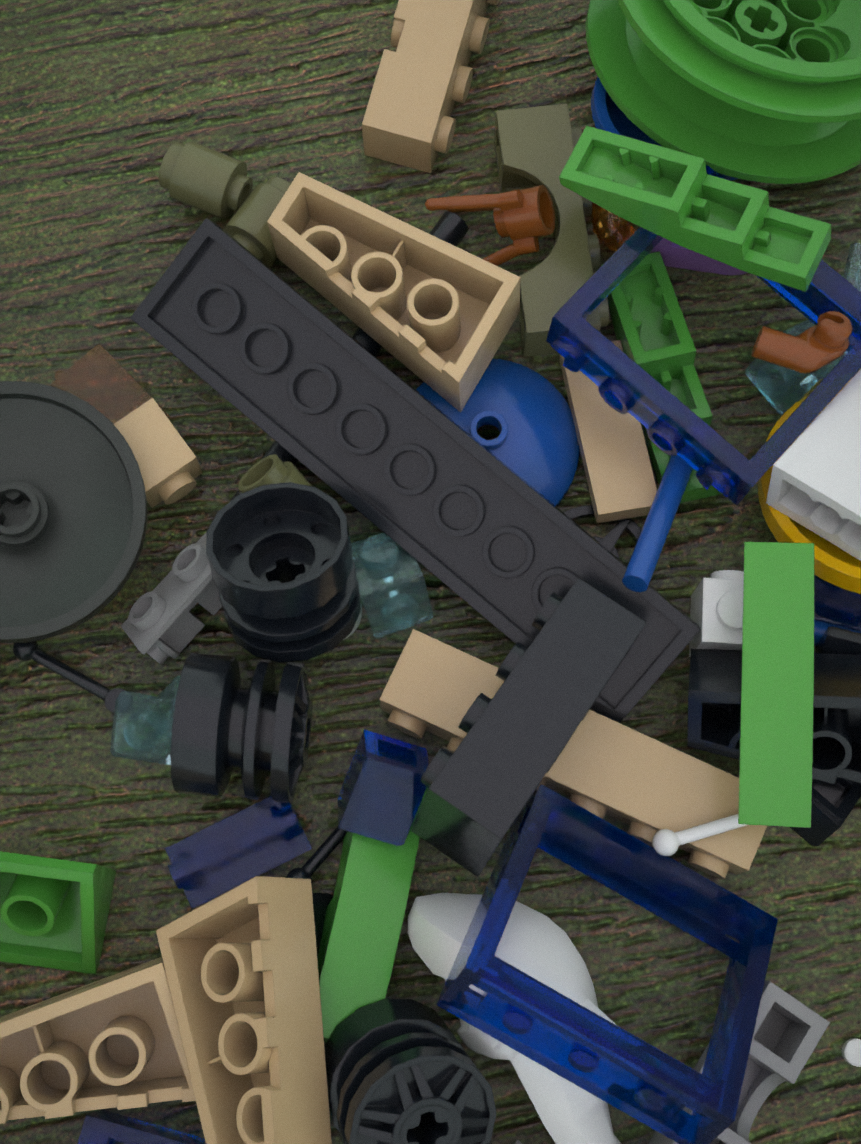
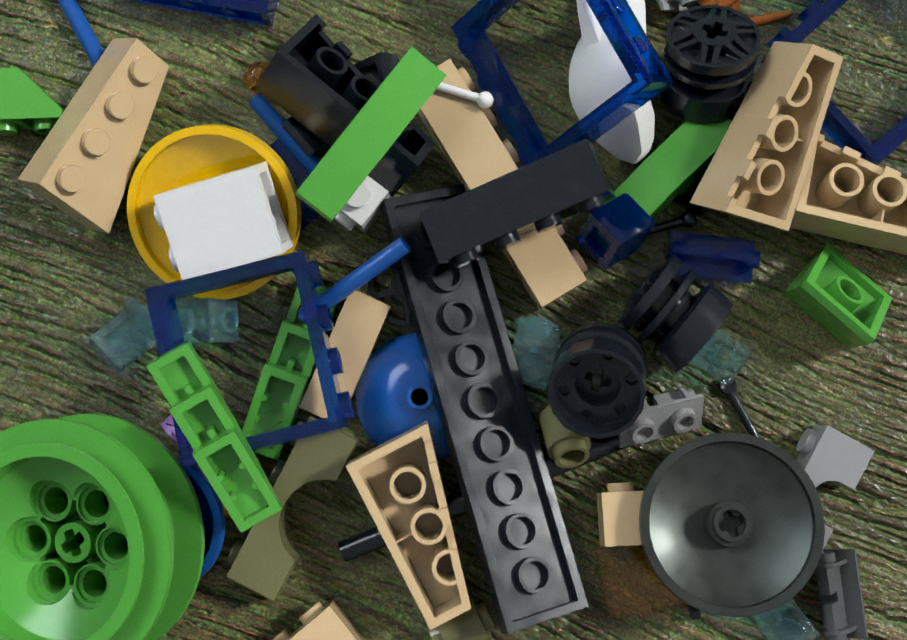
camera: 150 degrees left, 10 degrees up
(516, 214) = (308, 517): dark orange plant -> none
(810, 348) = (211, 306): dark orange arm -> none

